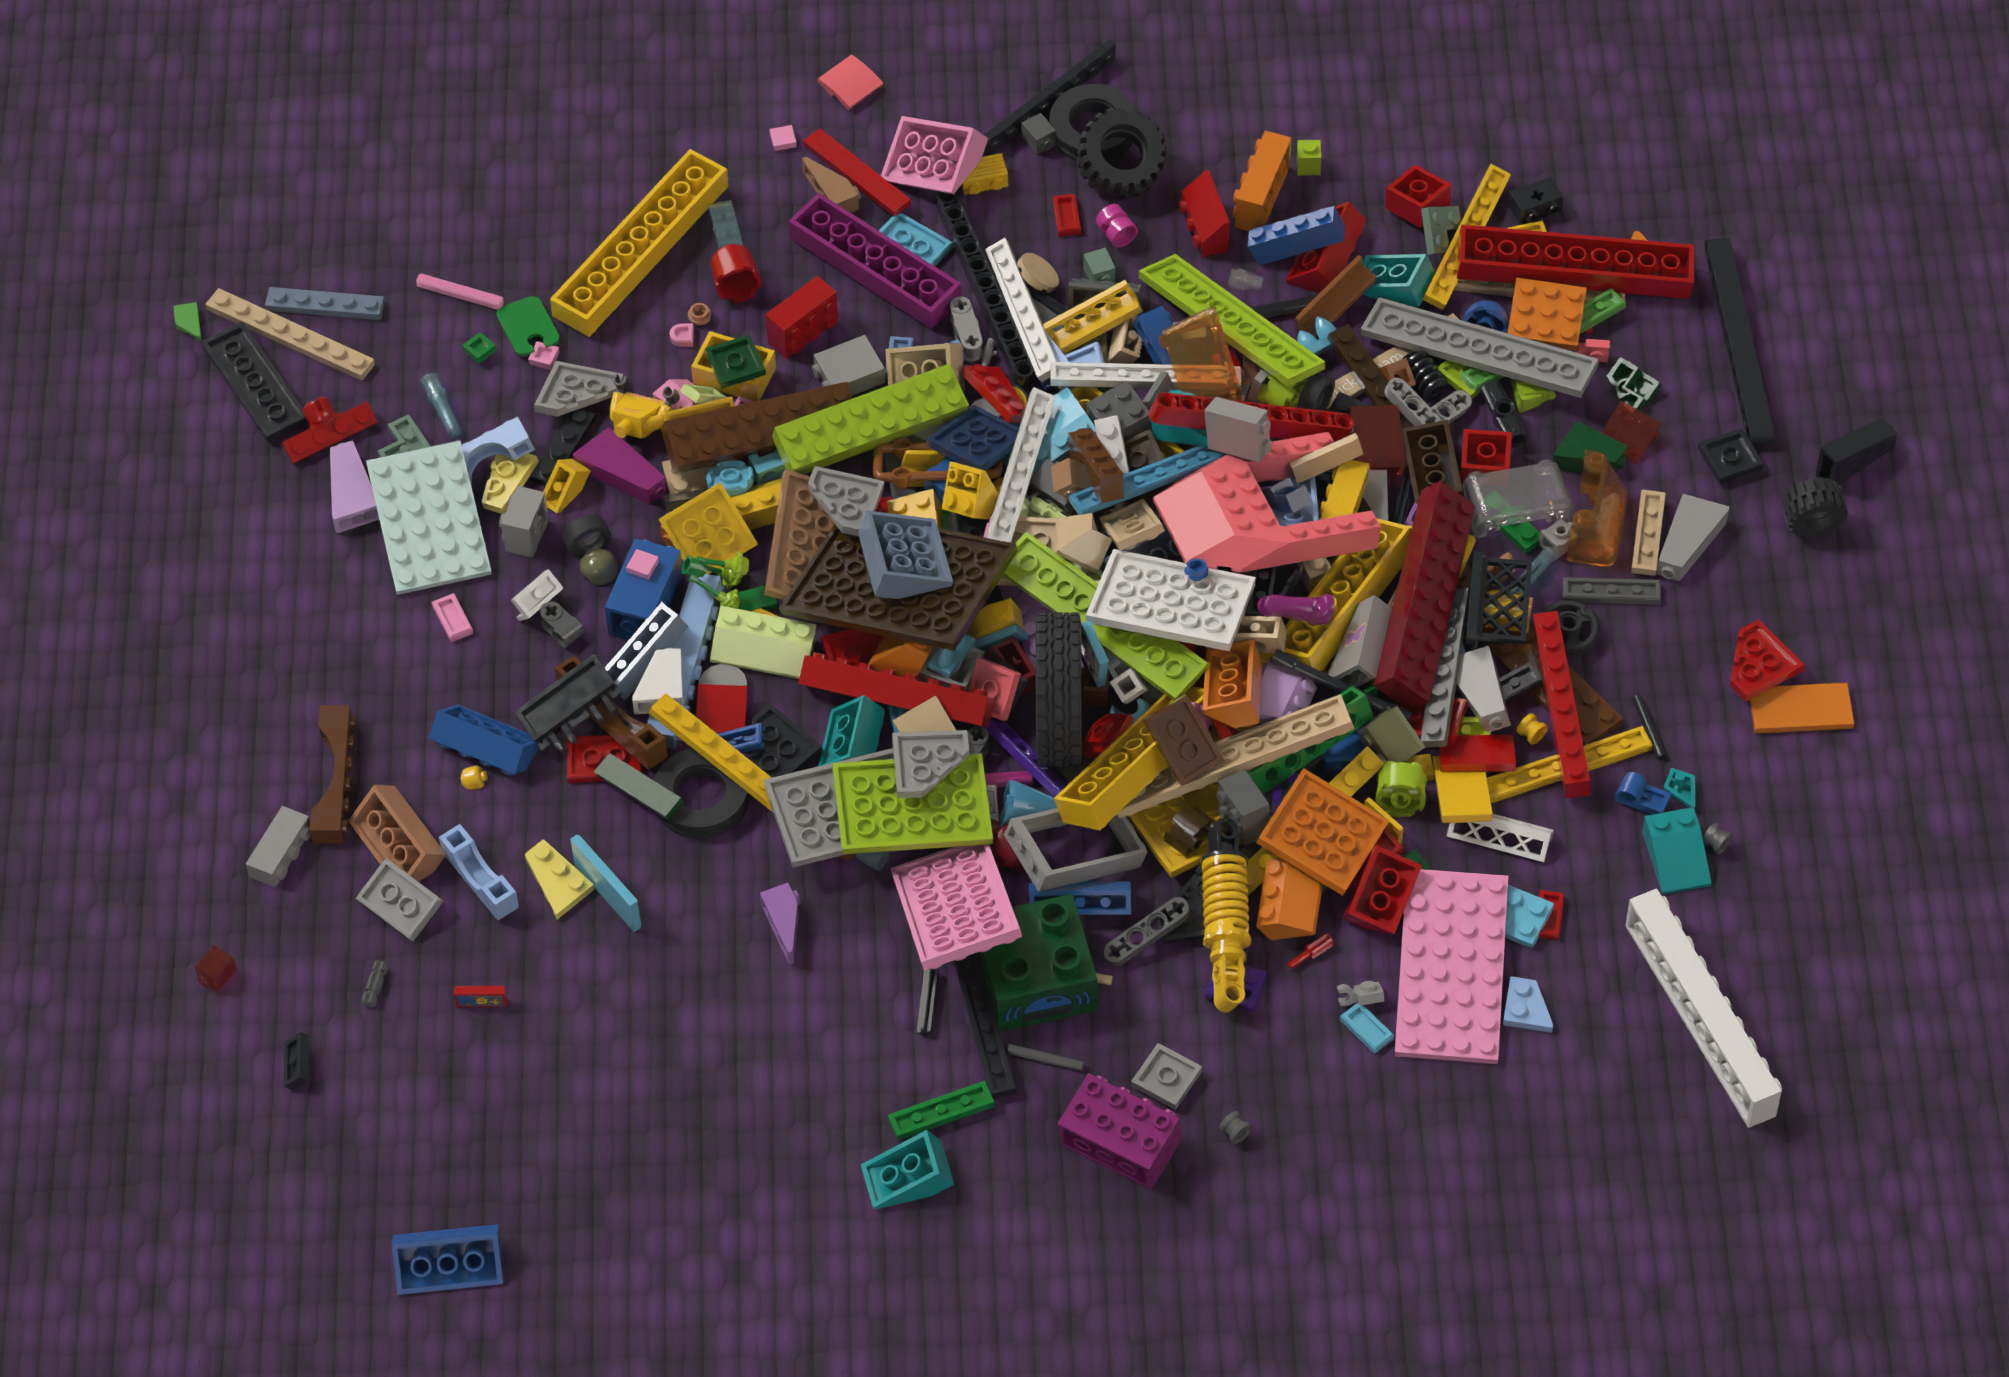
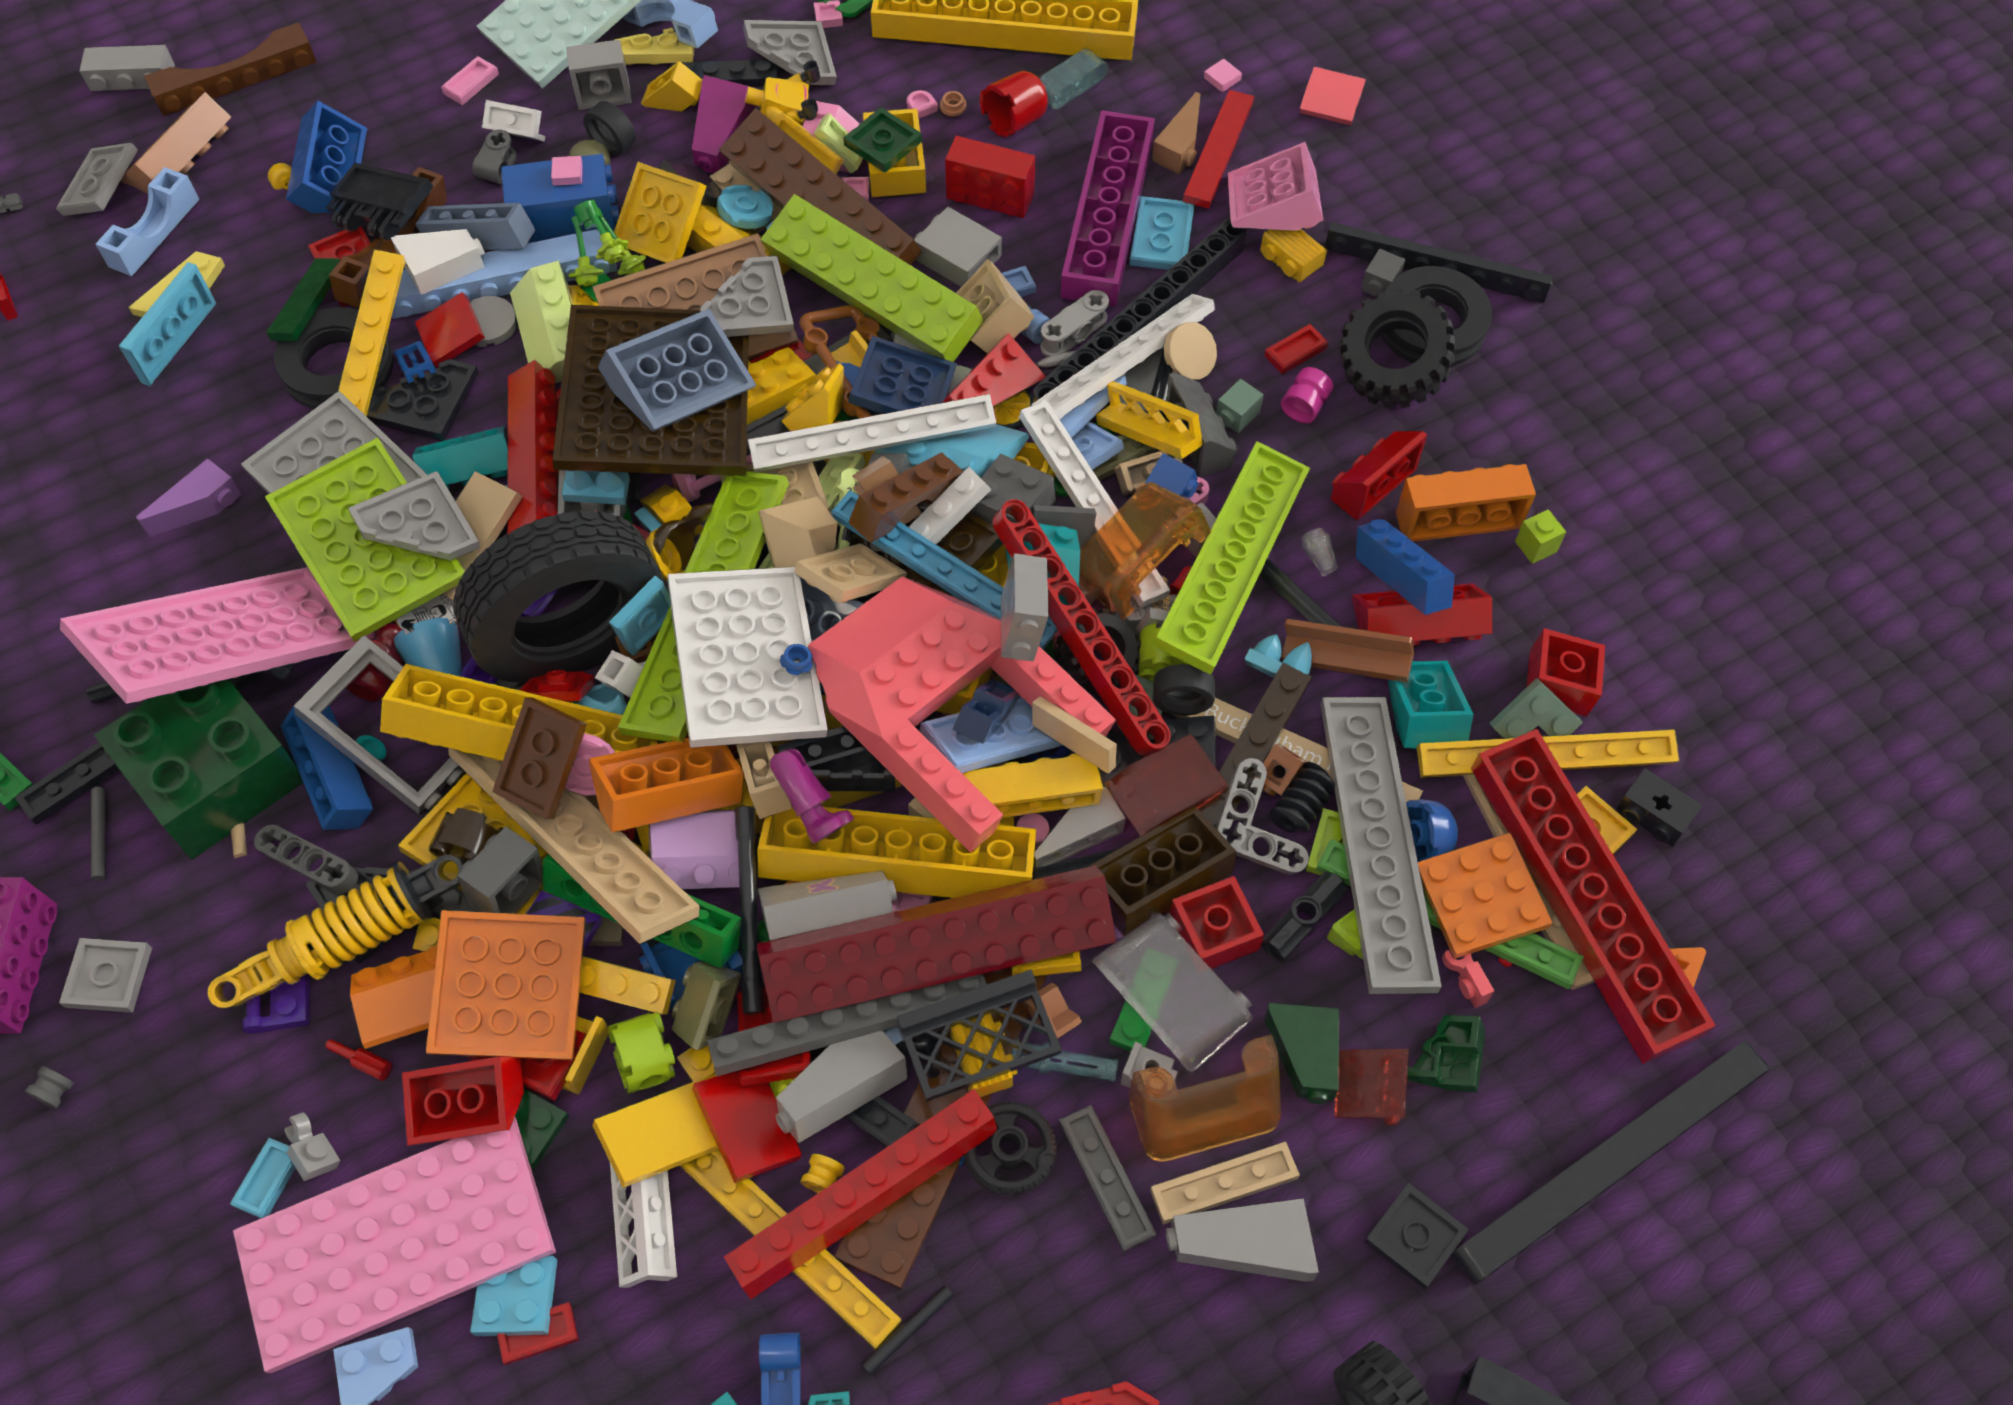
camera: 60 degrees right, 5 degrees up
(1028, 617) = (675, 541): none -> dark brown piece

